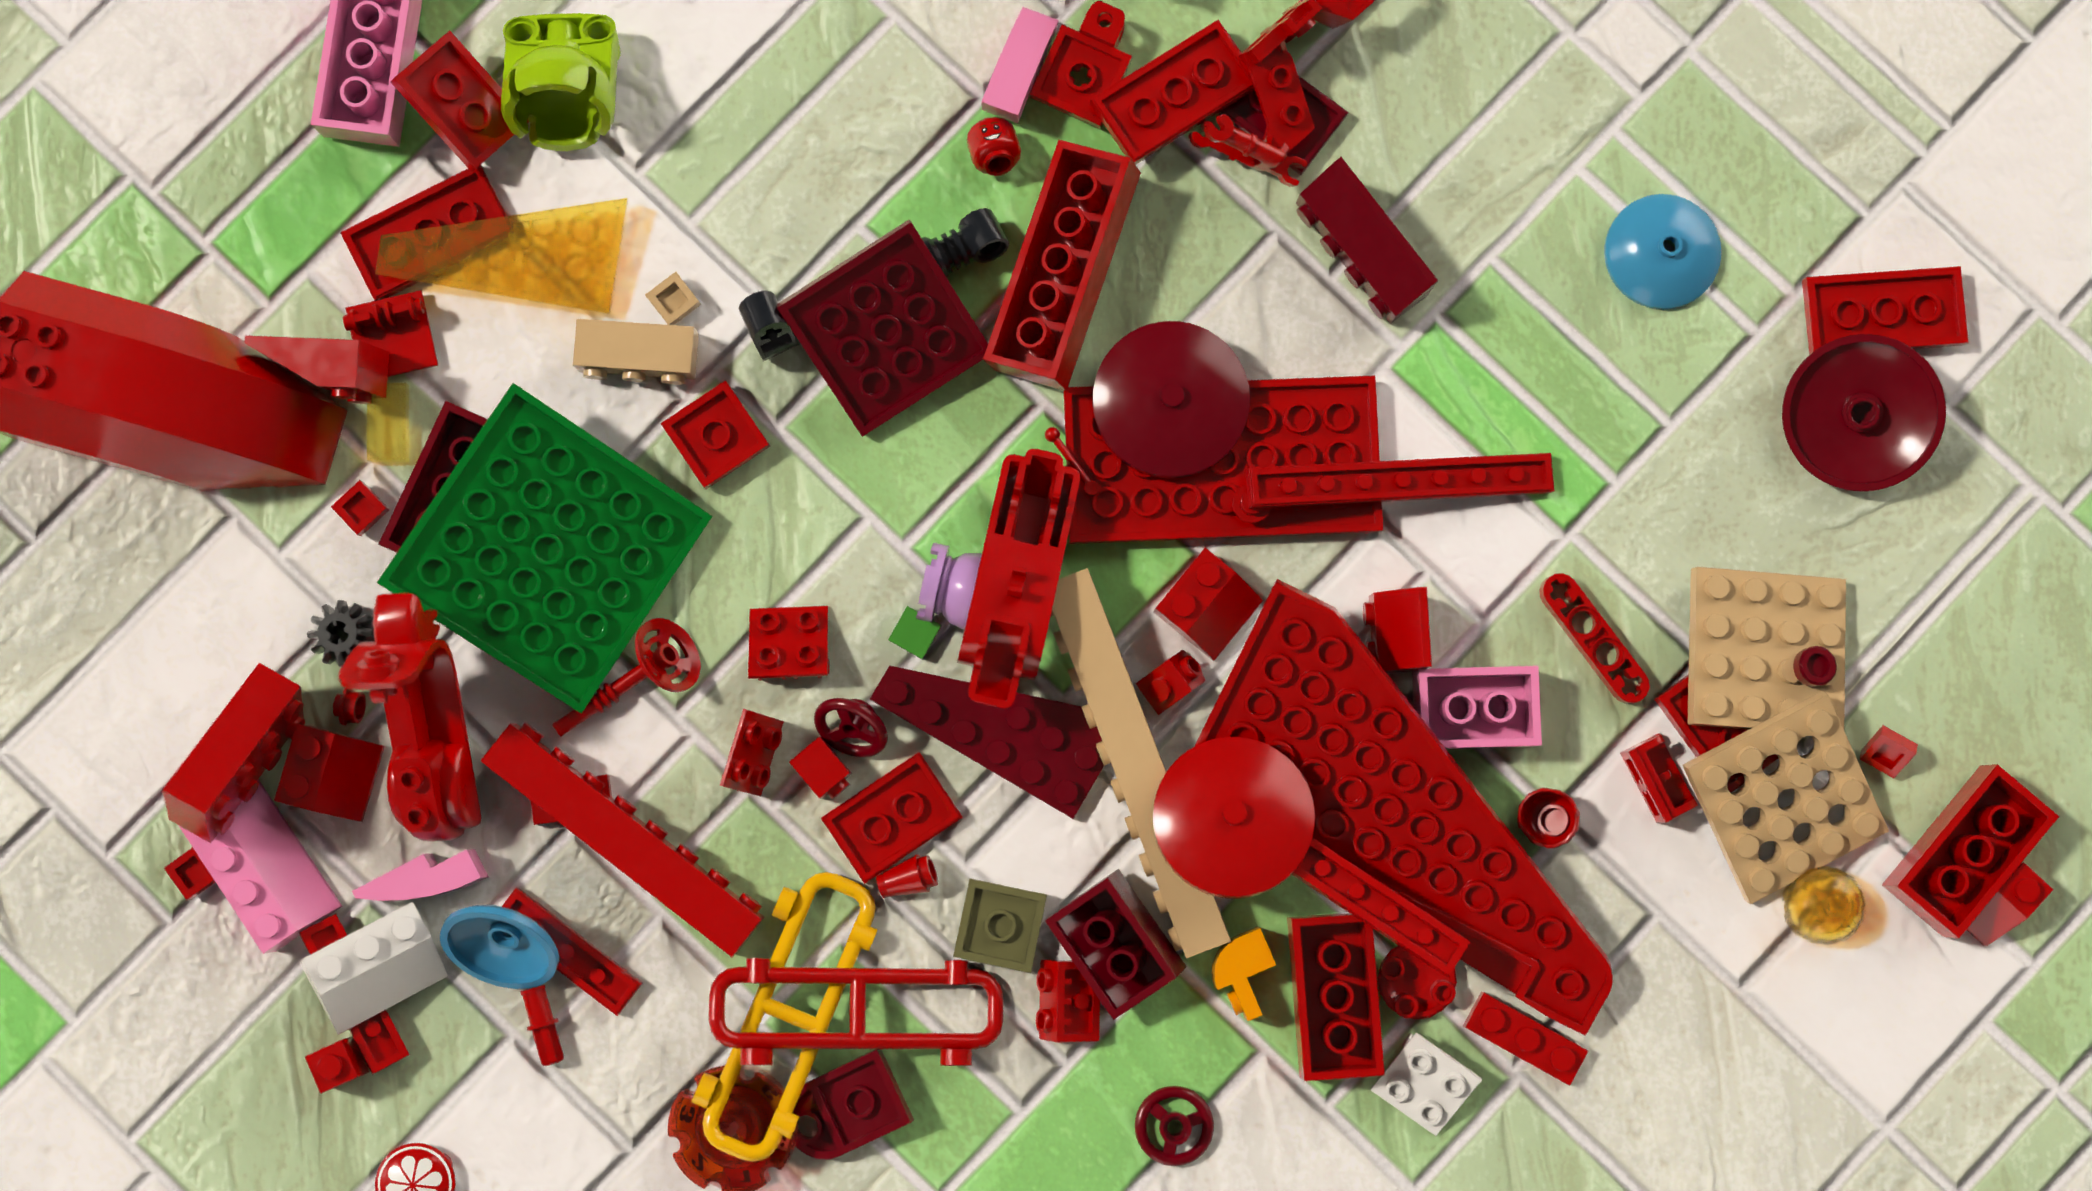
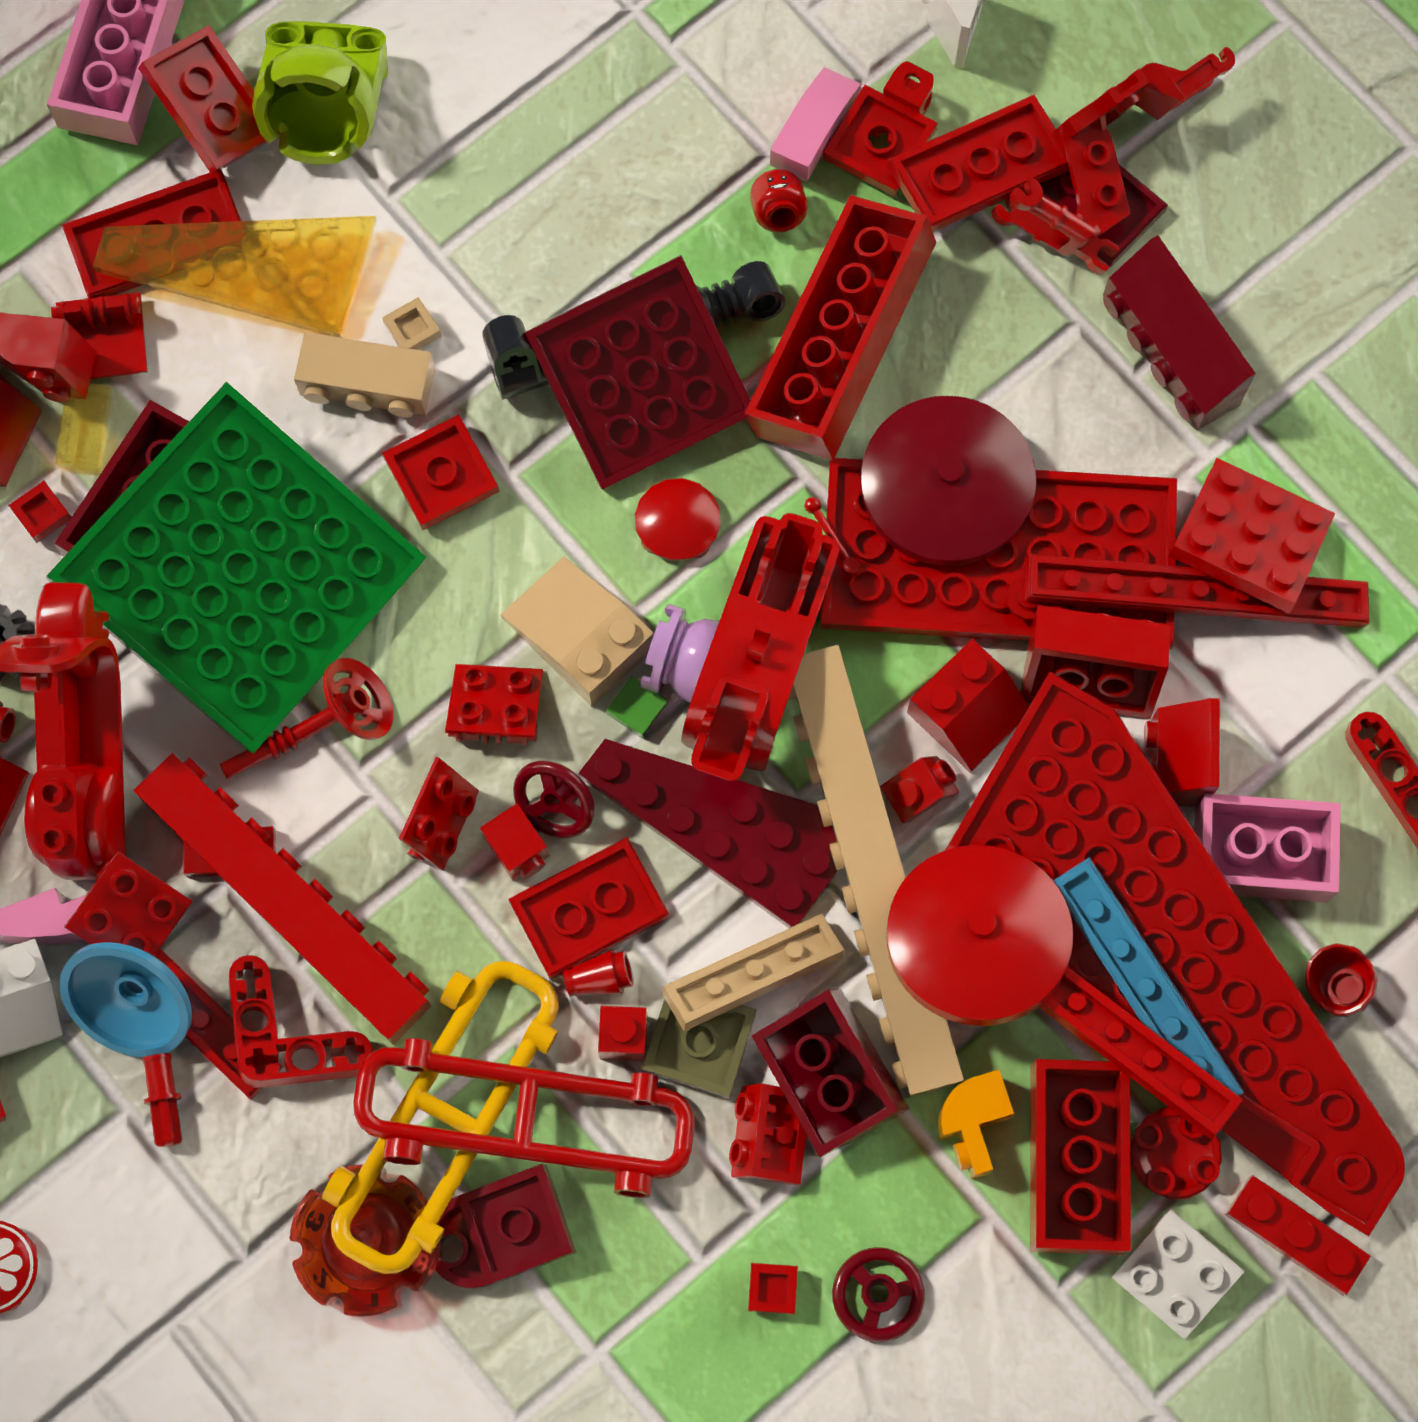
camera: 10 degrees right, 10 degrees down
(490, 867) = (128, 907): none -> red hinge
(626, 967) = (267, 1043): none -> red beam
(855, 567) = (580, 630): none -> tan slope
(932, 456) = (677, 519): none -> red dish
(933, 928) = (622, 1033): none -> red brick
(1040, 863) = (752, 972): none -> tan plate
(1084, 1132) = (772, 1288): none -> red plate
(1316, 553) = (1101, 654): none -> red slope
(1376, 835) = (1138, 969): none -> dark azure tile
(1445, 423) = (1252, 535): none -> red plate

